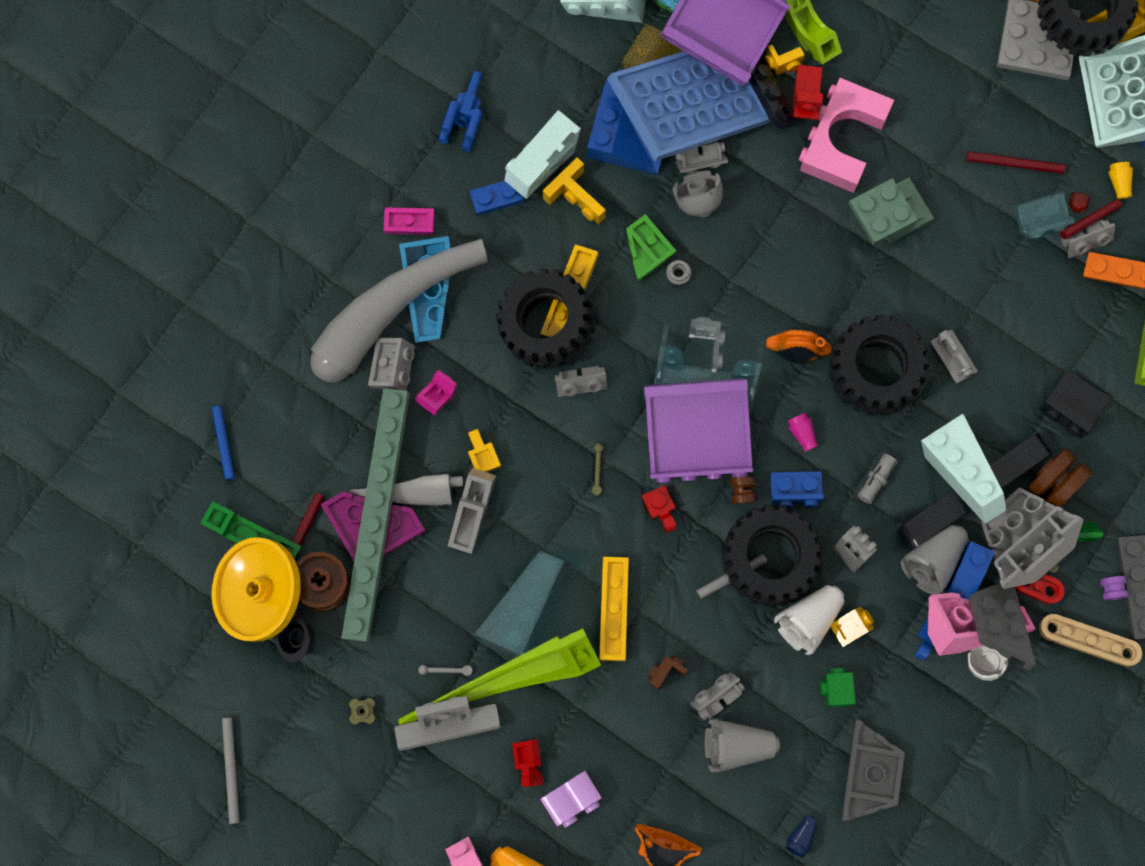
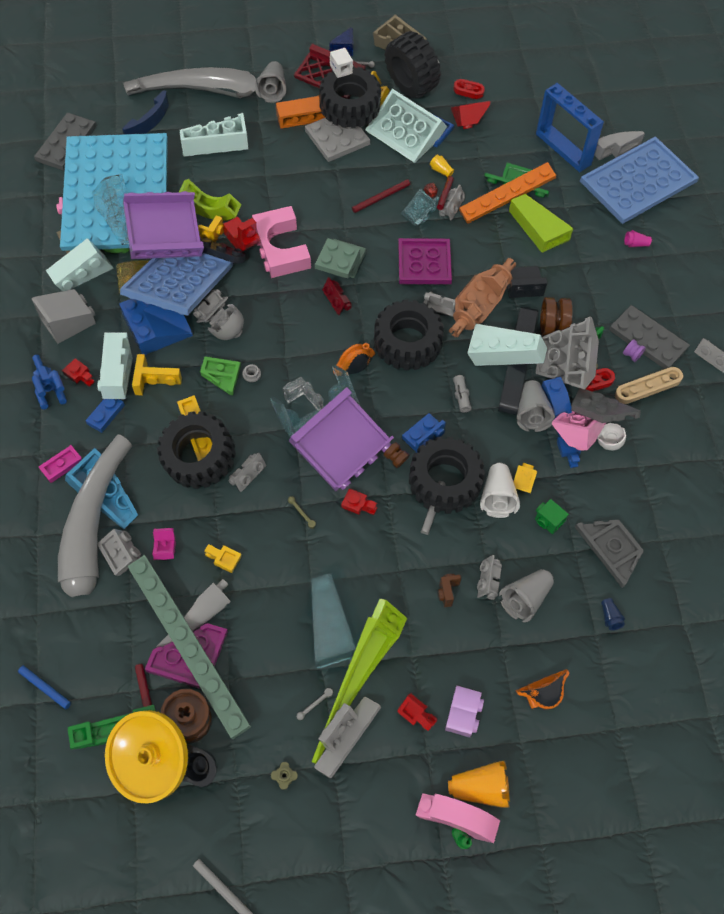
camera: 45 degrees left, 15 degrees down
(471, 510) = (247, 594): light grey slope -> none
(506, 125) = (78, 371): none -> red plate
(543, 45) = (64, 313): none -> light grey slope
(614, 609) = (384, 579): yellow plate -> none
(803, 431) = (399, 400): dark pink cone -> none
(849, 242) = (335, 296): none -> dark red hinge
(858, 545) = (489, 439): light grey hinge -> none
(985, 287) = (424, 261): none -> magenta plate
(1001, 385) = (481, 296): none -> nougat plate

